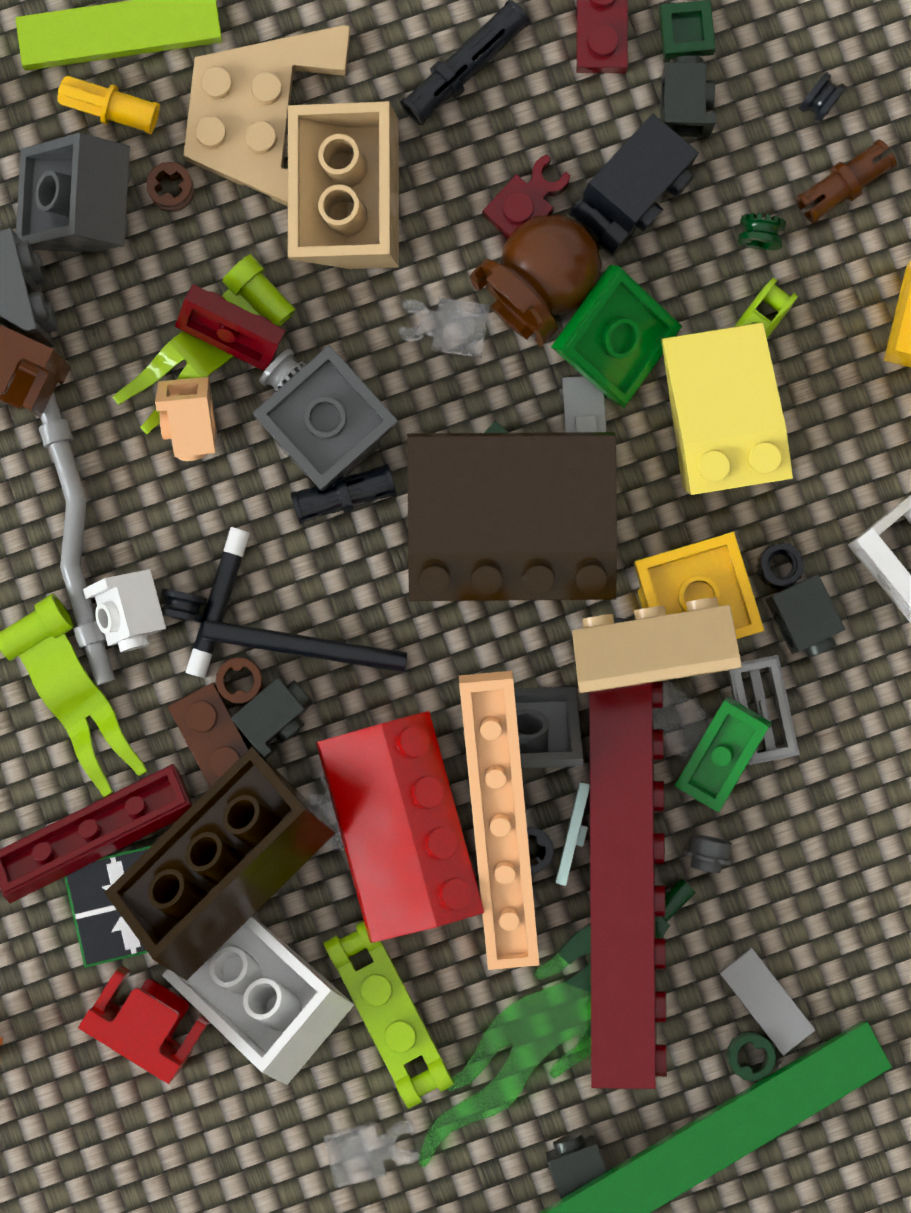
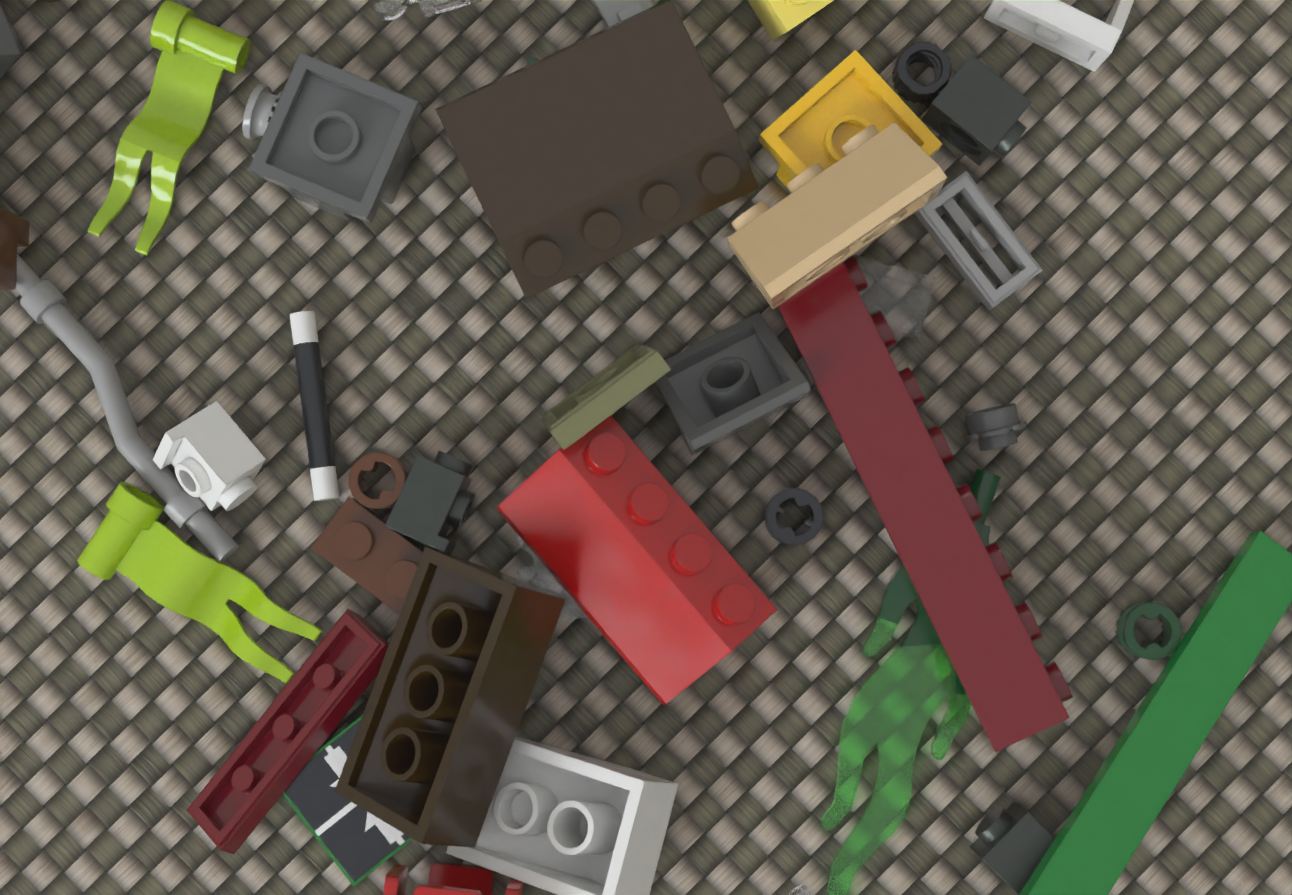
camera: 20 degrees left, 0 degrees up
(182, 605) = (274, 426): black bush -> none
(187, 417) = (181, 212): light nougat brick -> none
(229, 327) = (179, 88): dark red plate -> none
(304, 645) = (432, 407): black bar -> none
(344, 494) = (398, 217): black pin -> none
(389, 1015) = (724, 777): lime plate -> none
(421, 698) = (604, 394): none -> olive tile
(499, 819) = (743, 490): light nougat plate -> none
(575, 834) = (835, 475): light aqua piece -> none
(723, 754) = (959, 307): green plate -> none
(767, 1001) = (1137, 561): light grey piece -> none

